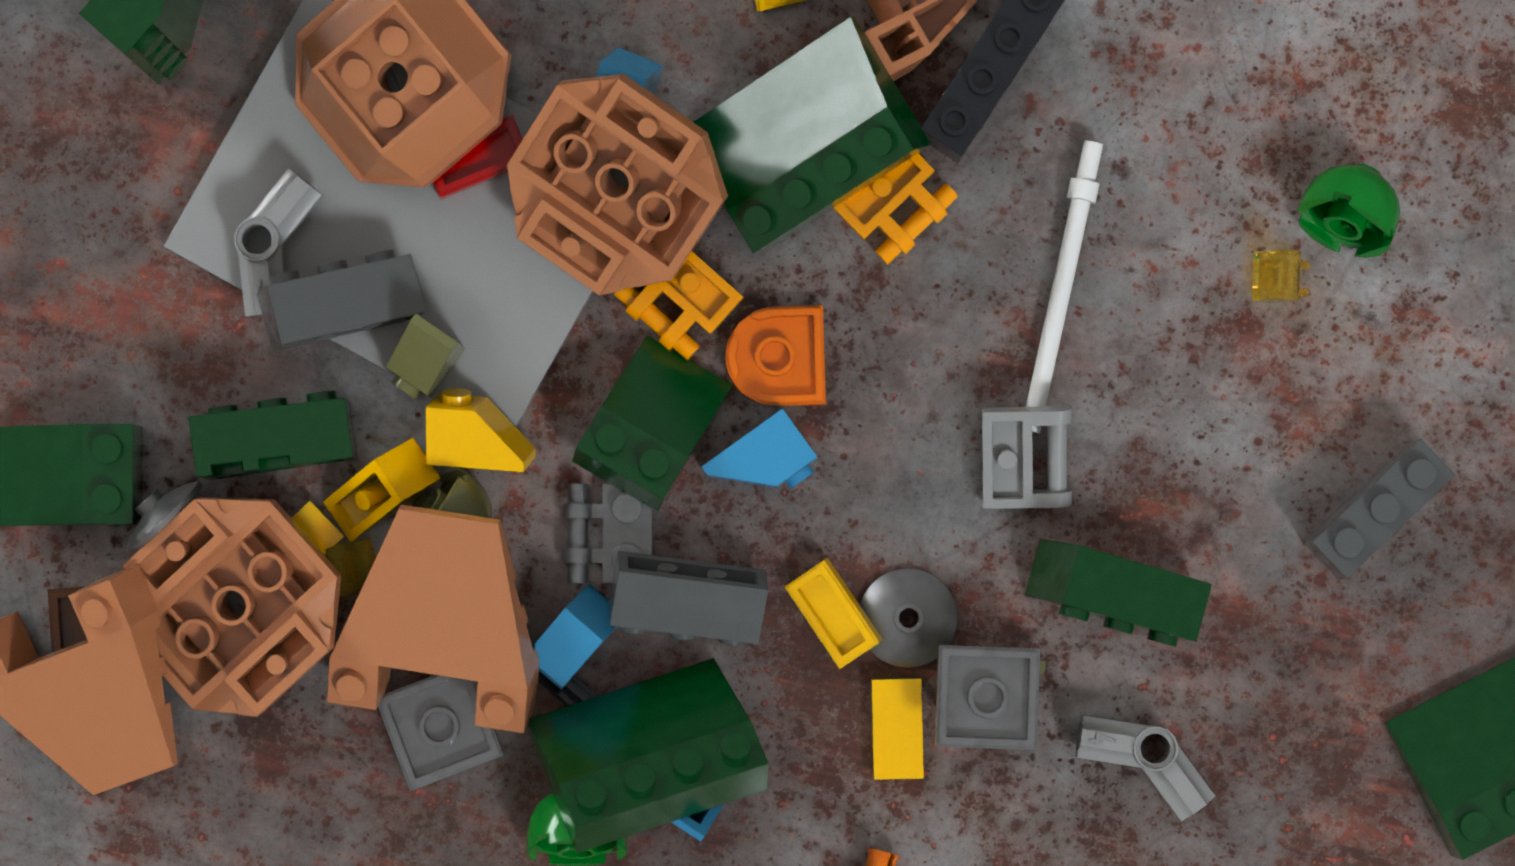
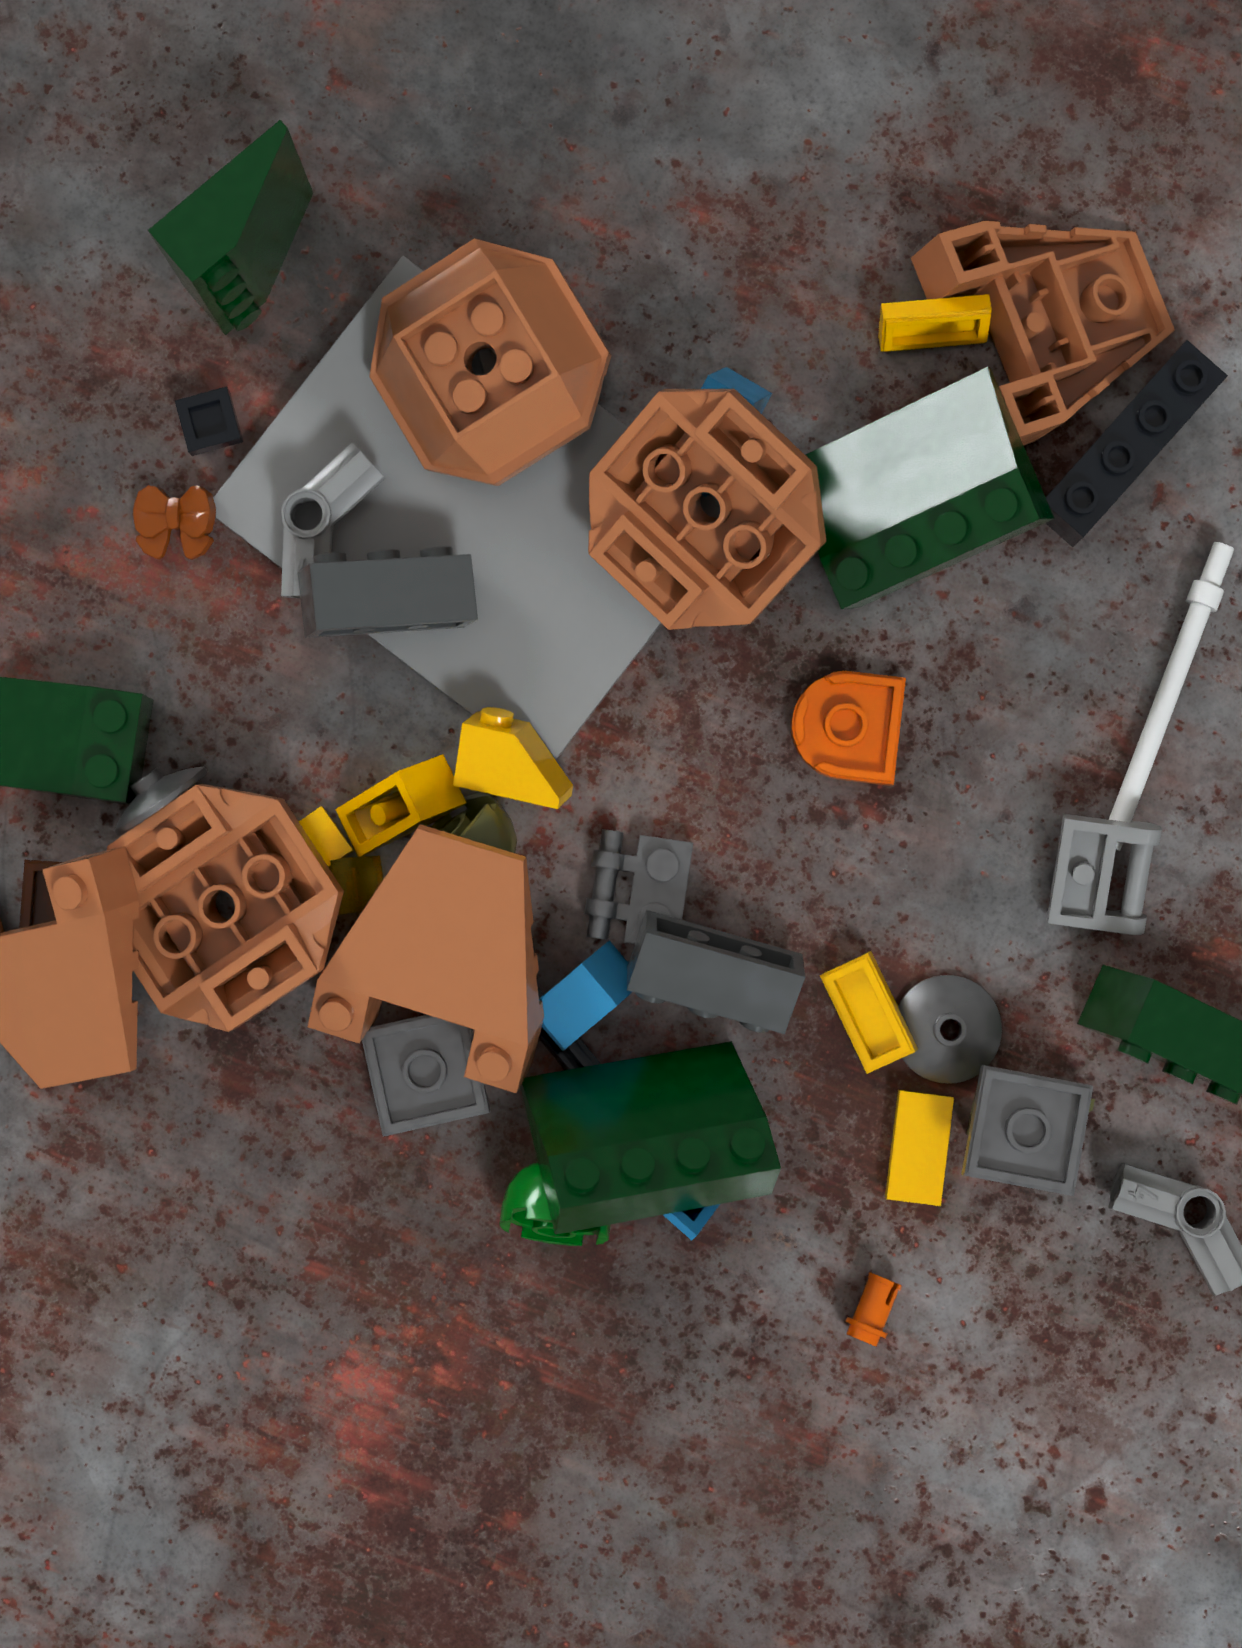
camera: 15 degrees right, 0 degrees up
(122, 257) = (158, 514): none -> dark orange piece
(155, 166) = (209, 421): none -> black plate
(272, 436) = (290, 730): dark green wedge -> none
(423, 358) = (467, 668): olive slope -> none
(483, 162) = (563, 468): red tile -> none
(651, 423) = (702, 777): dark green slope -> none
(696, 291) = (773, 644): light orange plate -> none
(766, 456) = (821, 831): dark azure slope -> none
(877, 201) = (981, 574): light orange plate -> none

